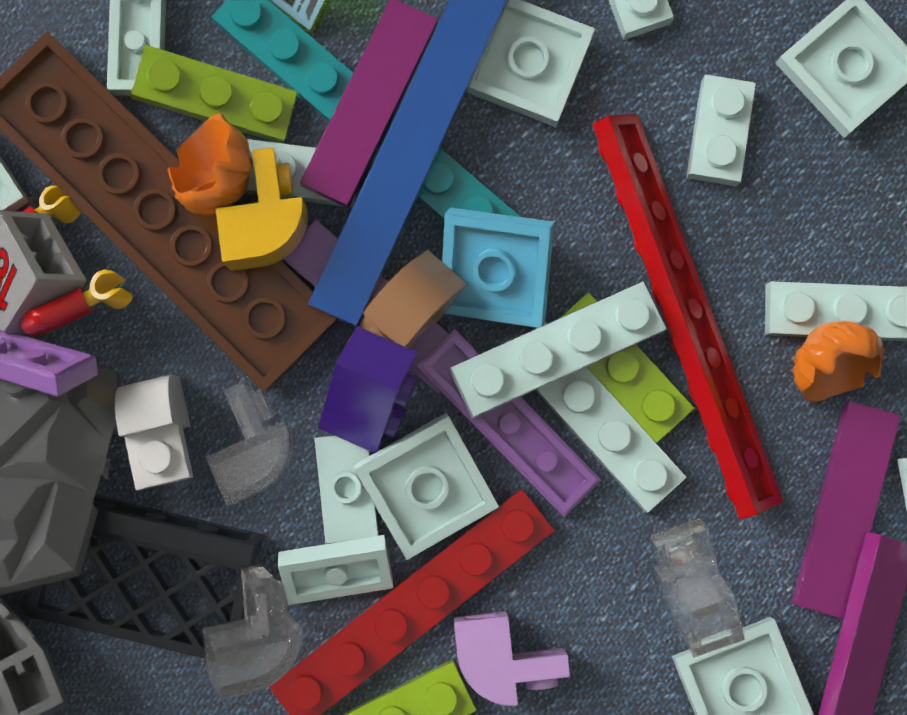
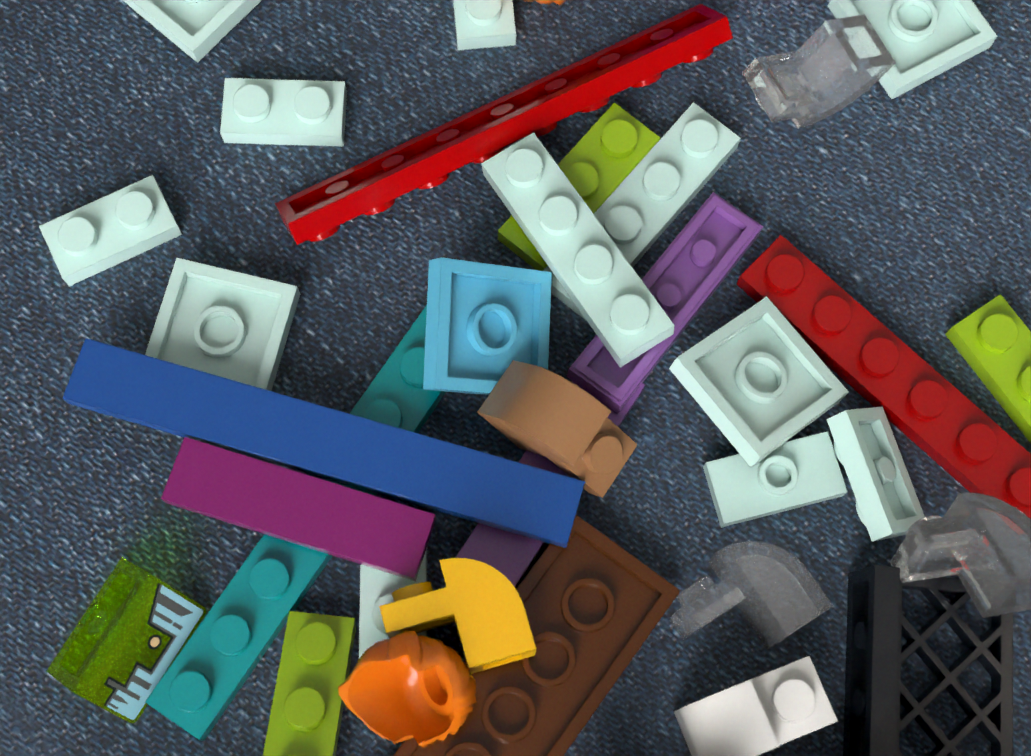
camera: 100 degrees left, 10 degrees down
(367, 390) = (662, 452): dark purple brick -> none
(493, 669) = (946, 275): lavender brick -> none

